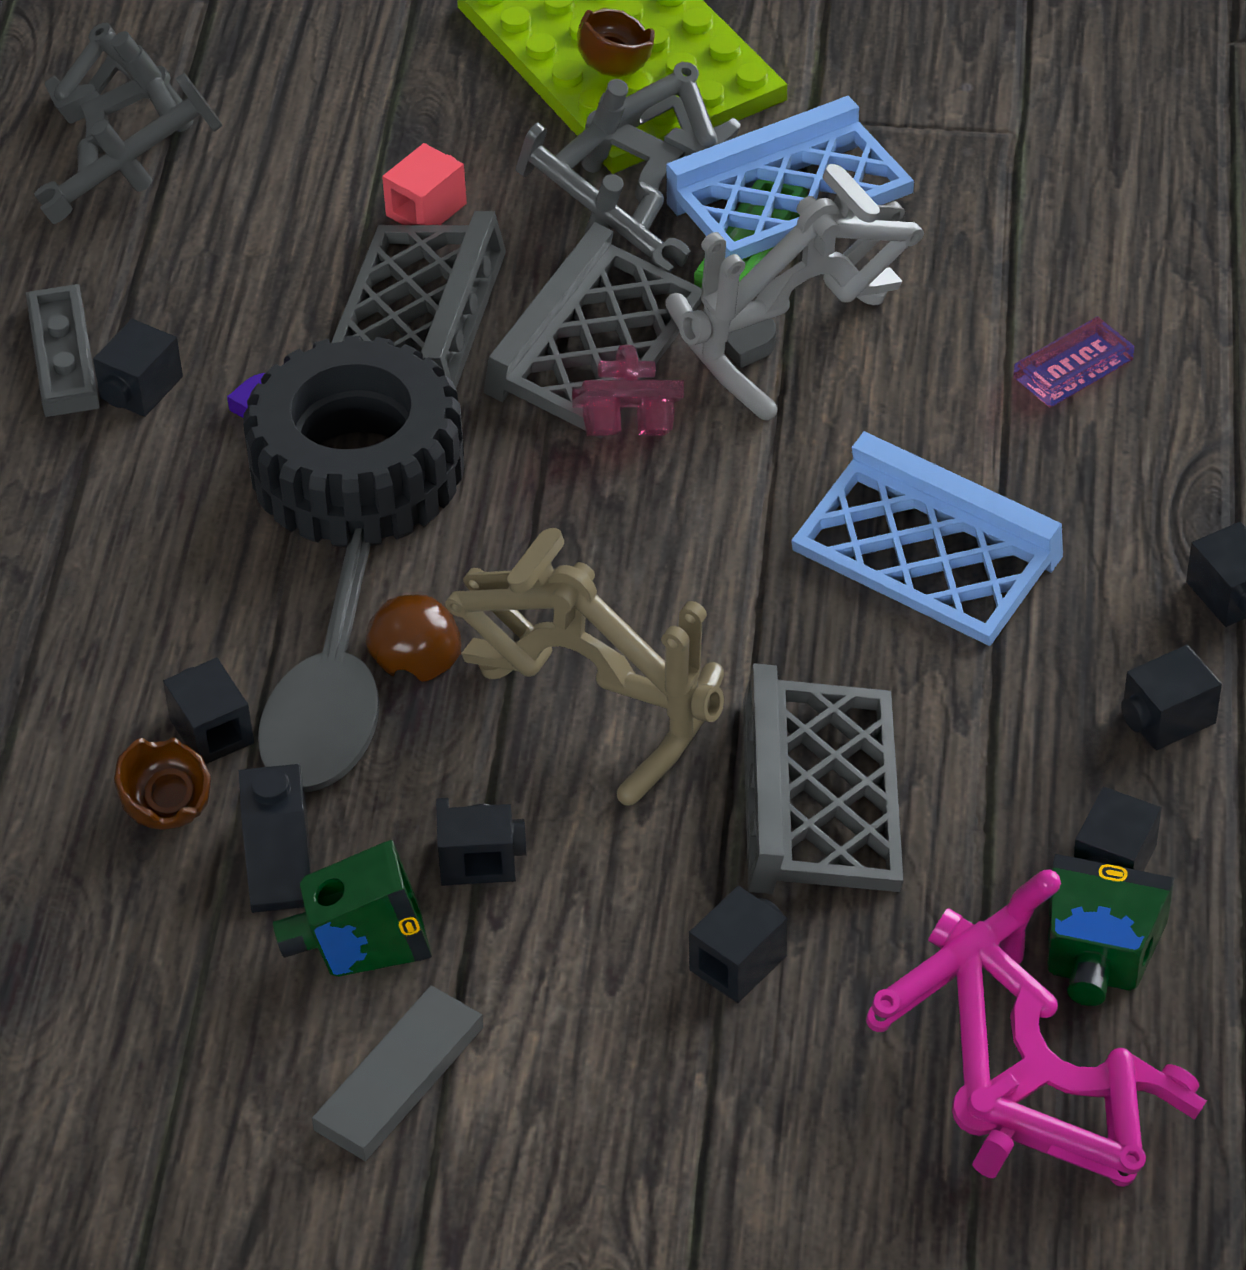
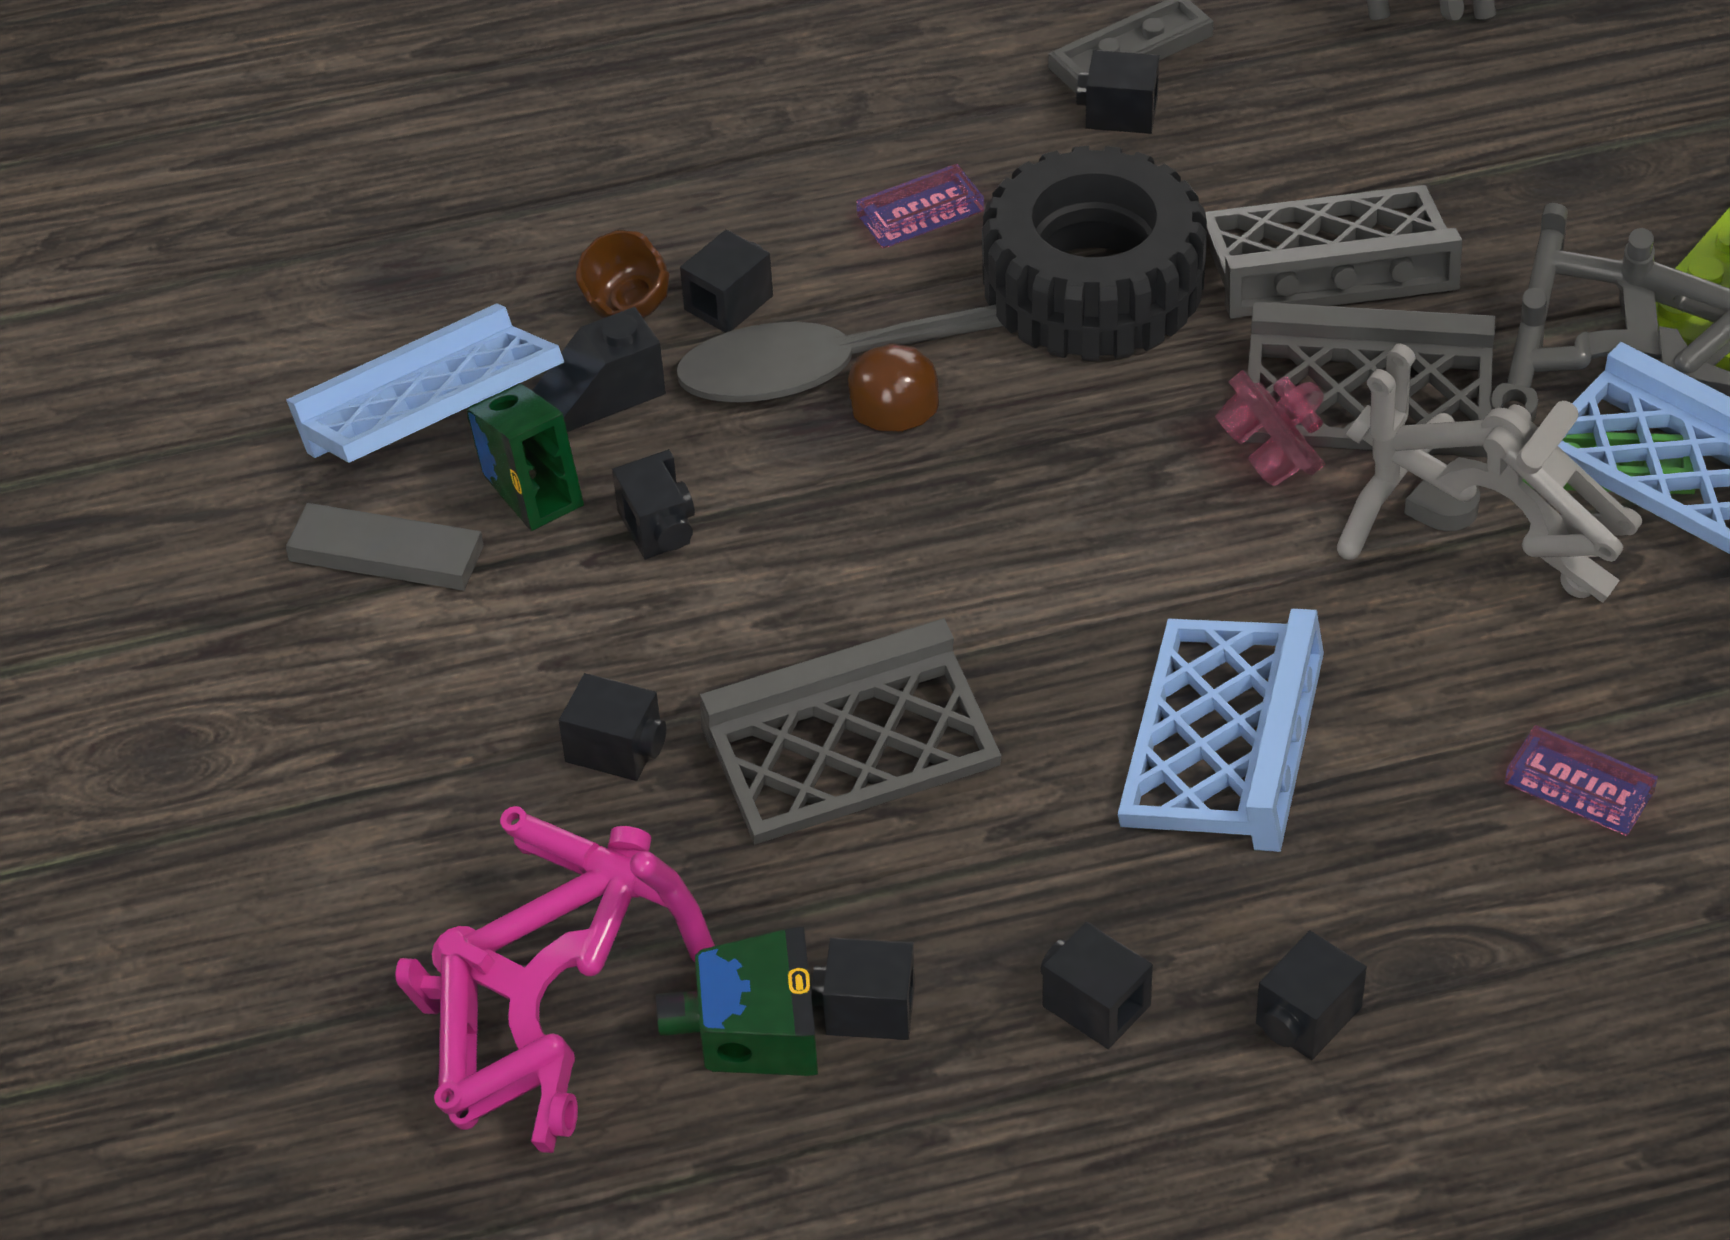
camera: 70 degrees right, 0 degrees up
(179, 555) = (920, 205): none -> clear pink tile
(196, 992) = (419, 384): none -> light blue fence
(424, 188) = (1489, 195): coral brick -> none
(673, 684) = (887, 421): dark tan piece -> none

